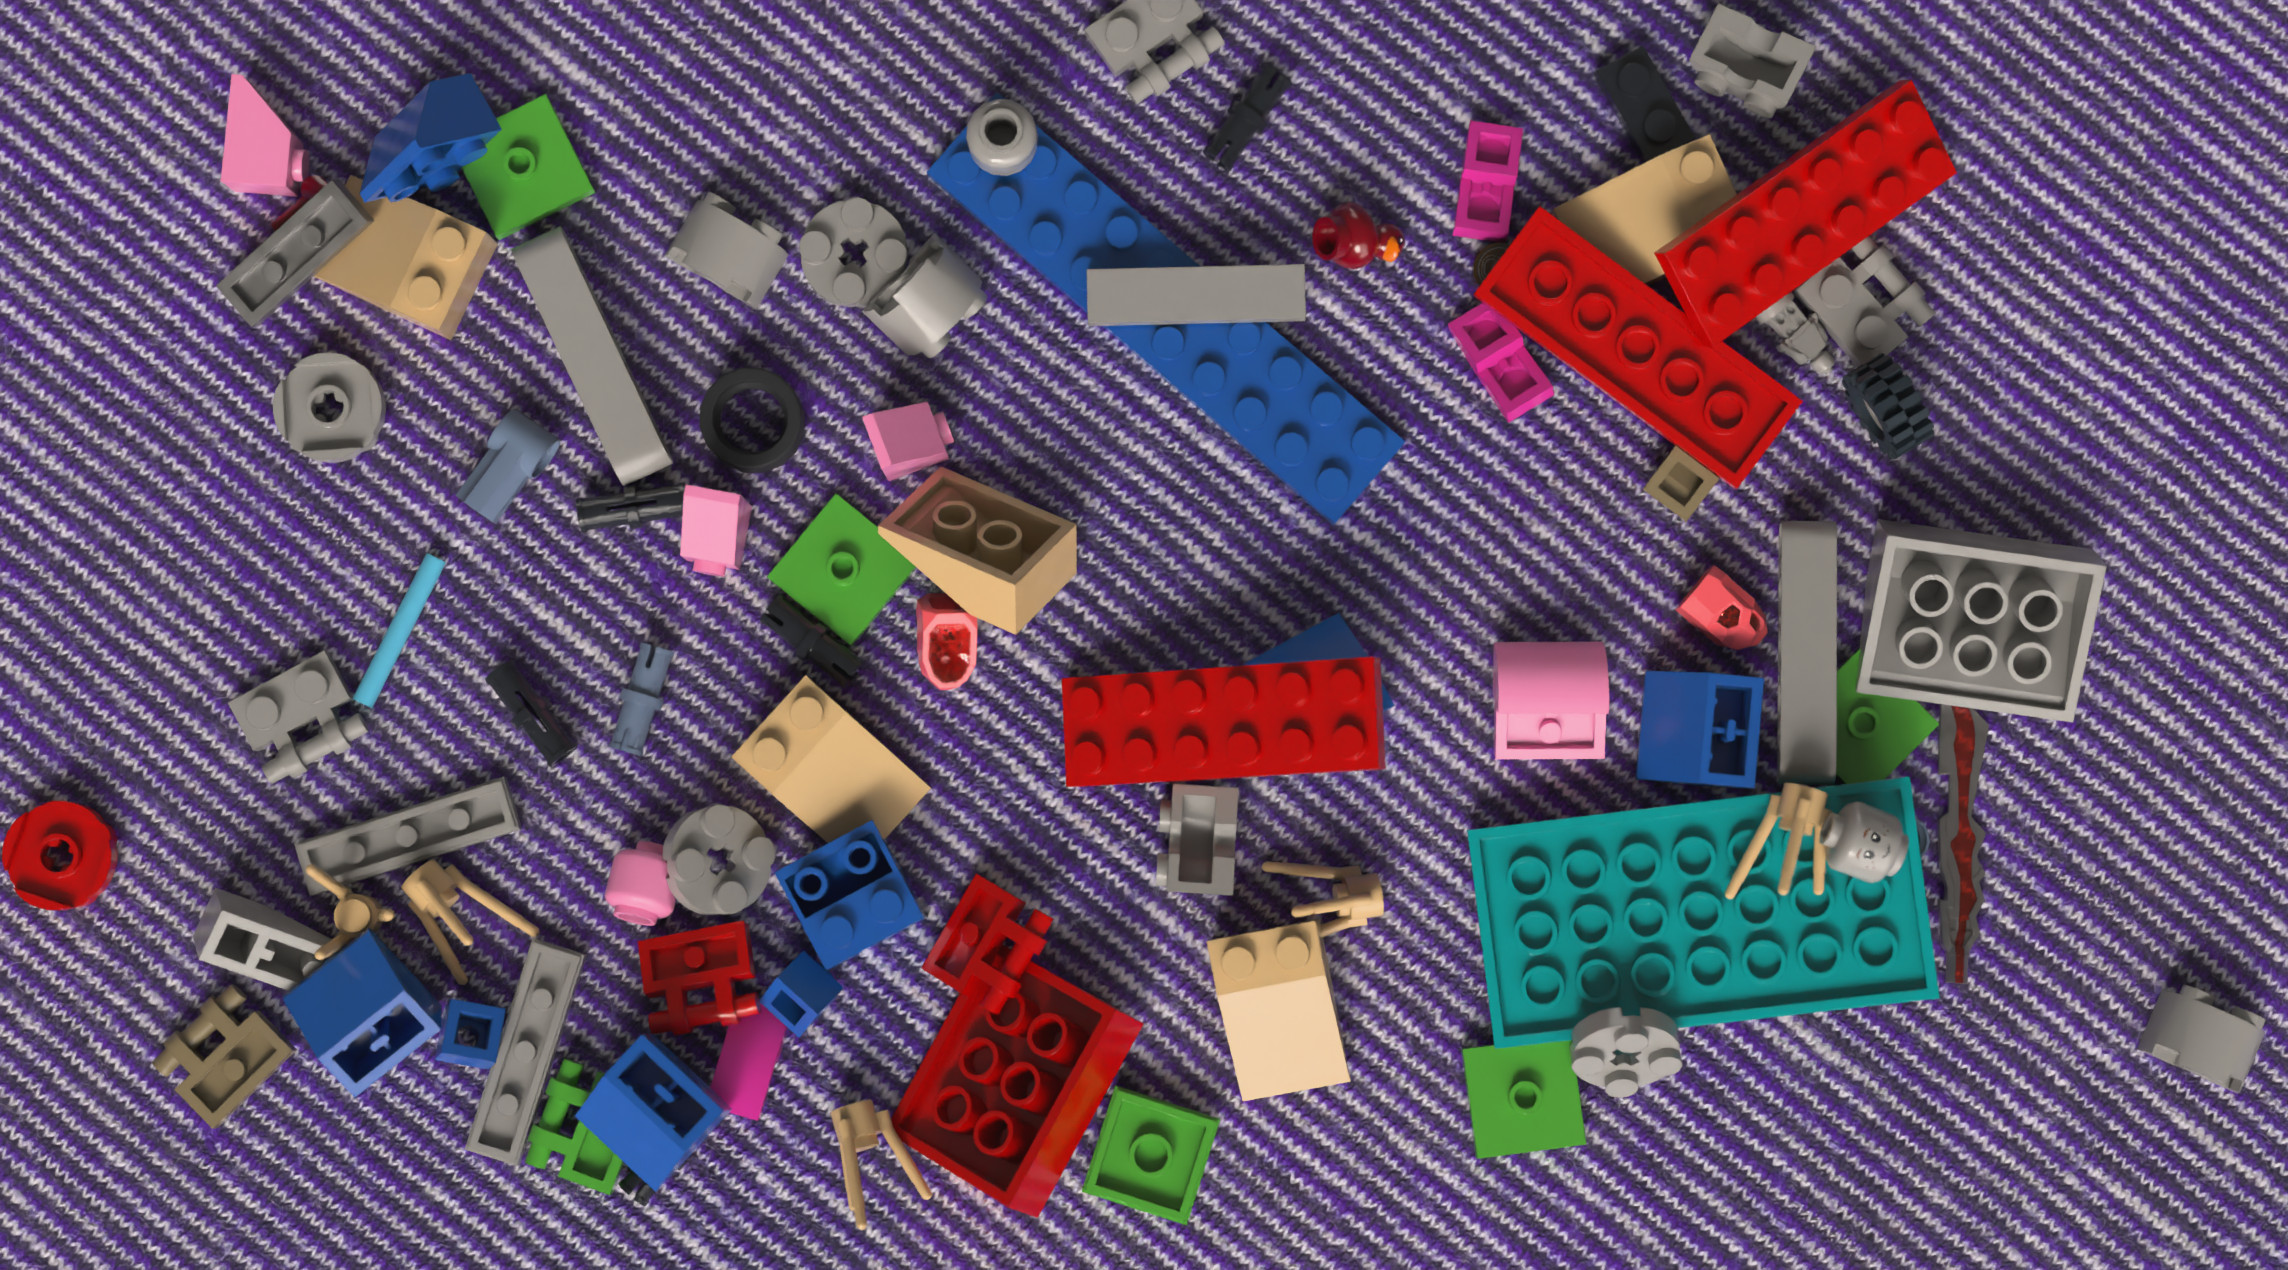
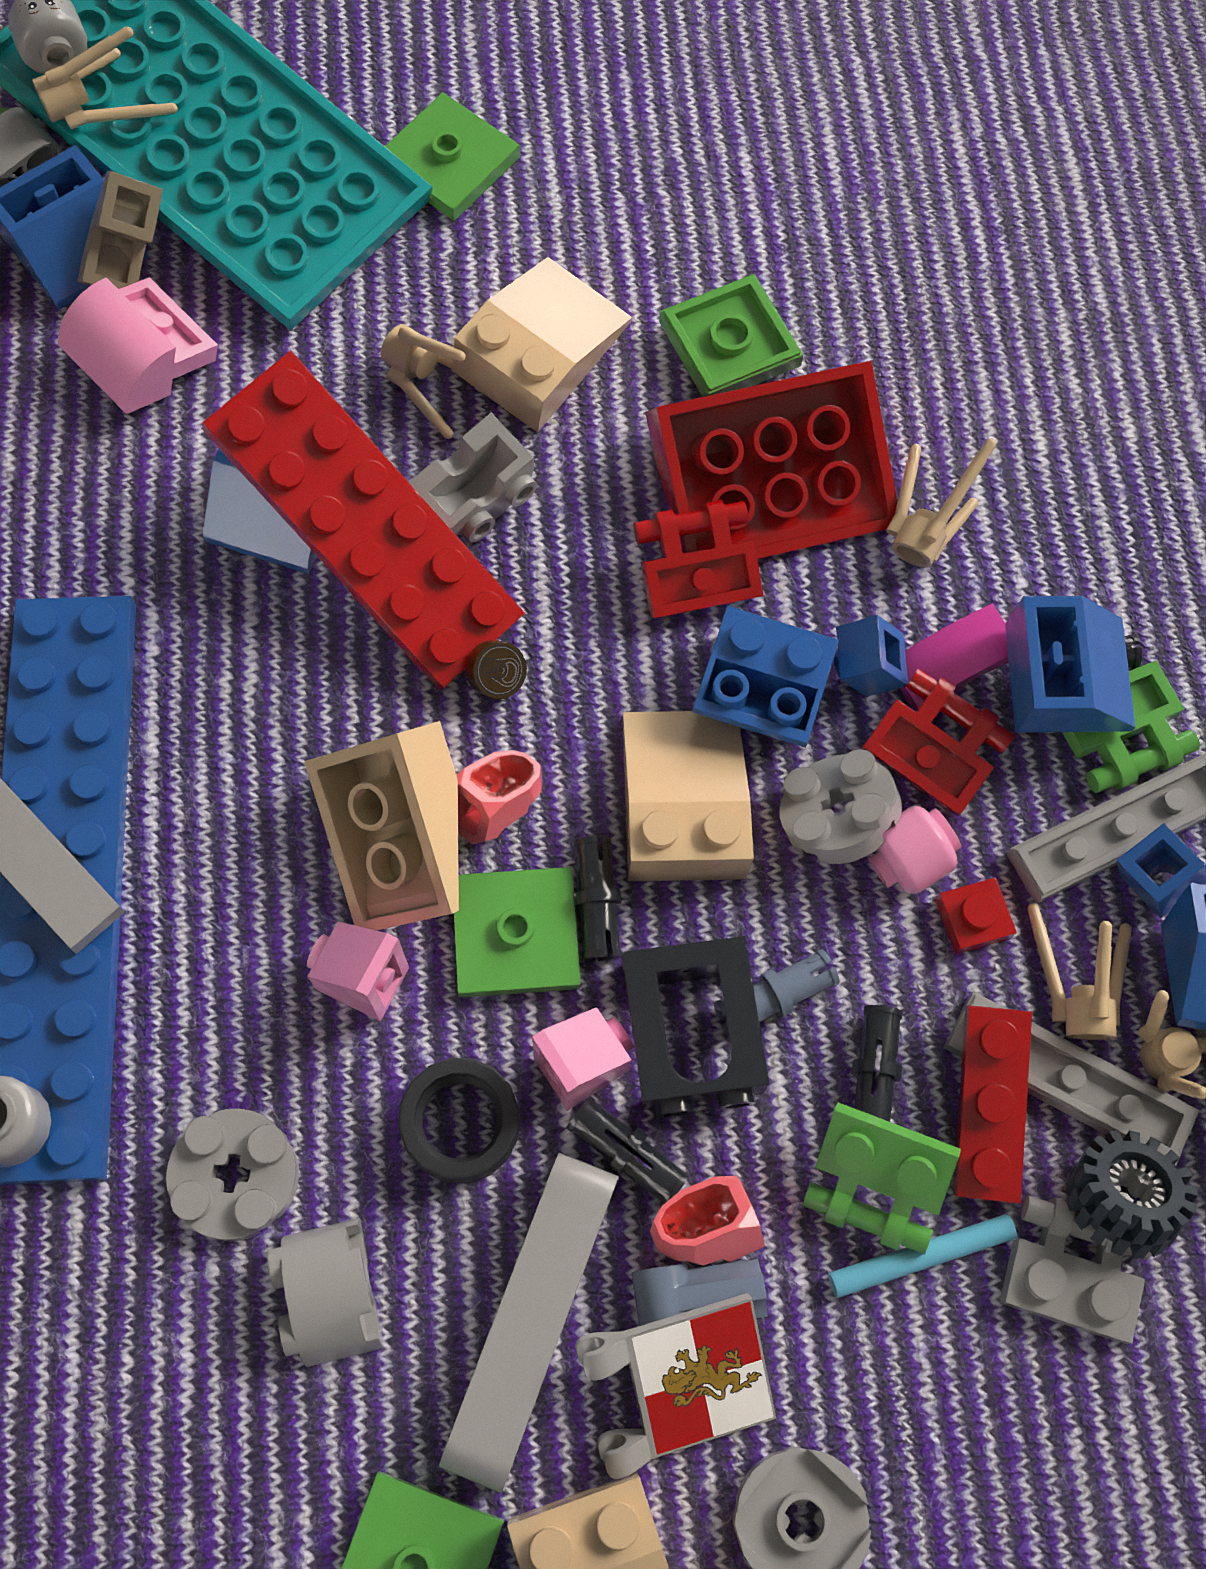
camera: 135 degrees left, 15 degrees down
(305, 813) = (1148, 1176): none -> black bush
(440, 764) = (993, 1104): none -> red plate
(467, 657) = (886, 1160): none -> bright green plate
(468, 410) = (690, 1378): none -> flag
(541, 511) = (708, 1223): none -> rock
(565, 885) = (975, 915): none -> red plate
(657, 563) = (658, 1080): none -> black panel
(927, 300) = (219, 1064): light grey cylinder -> none
(1040, 725) = (496, 669): none -> dark brown tile
(1625, 1050) = (360, 109): light grey plate -> none
(1651, 758) = (119, 231): none -> dark tan slope

